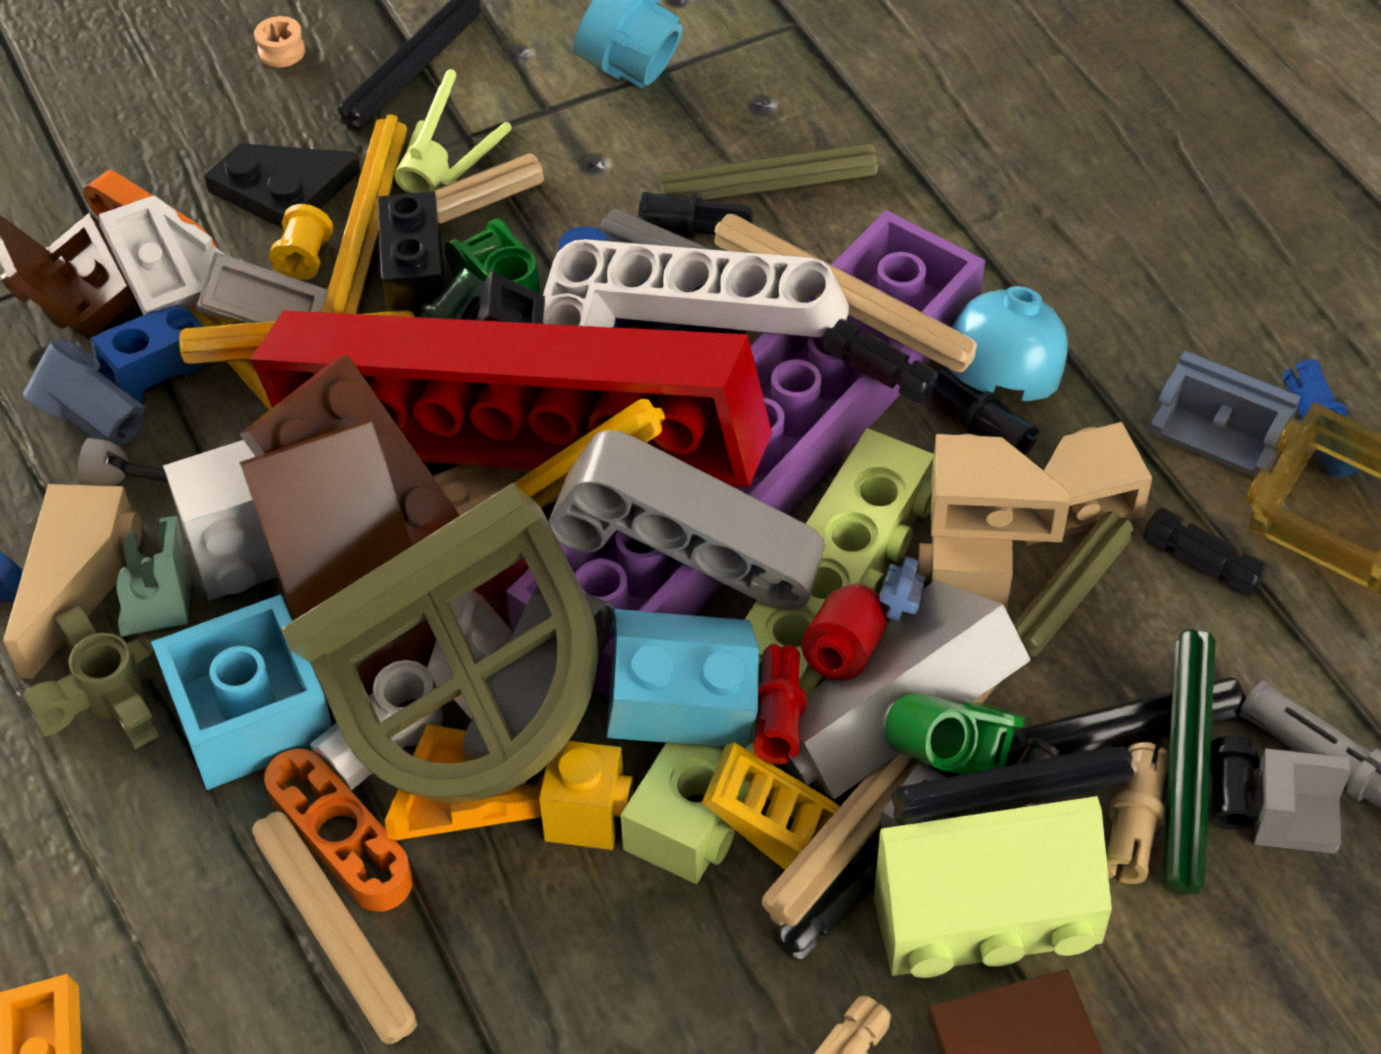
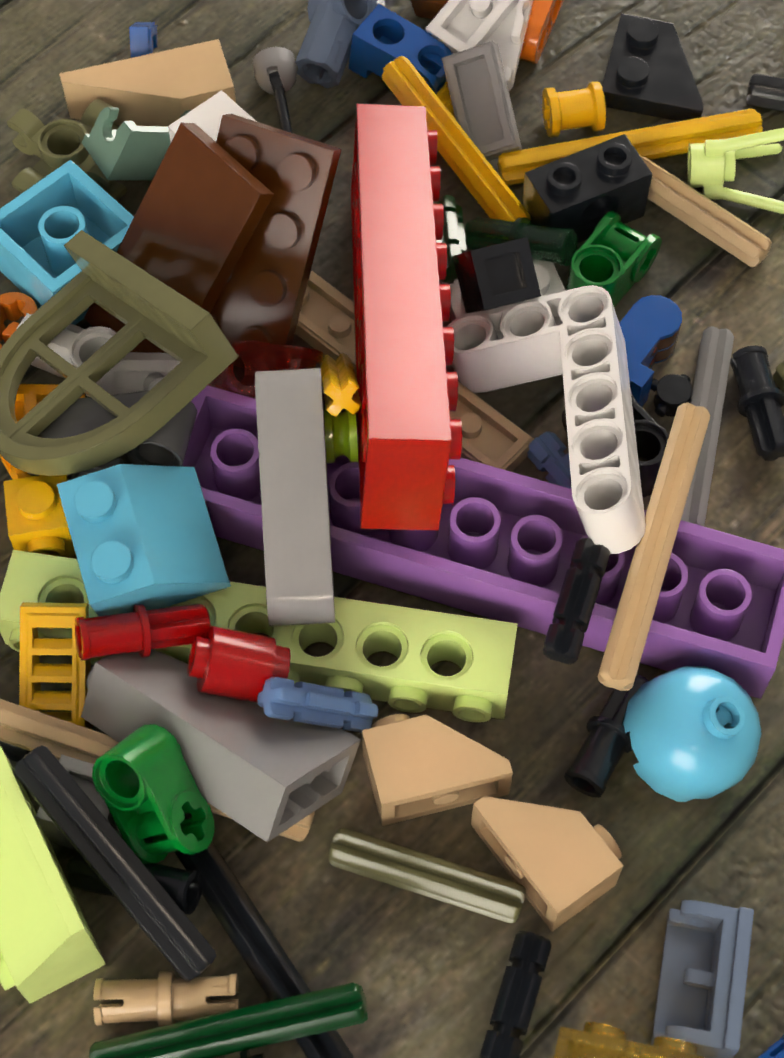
camera: 70 degrees right, 10 degrees up
(993, 492) = (454, 744): tan slope -> none

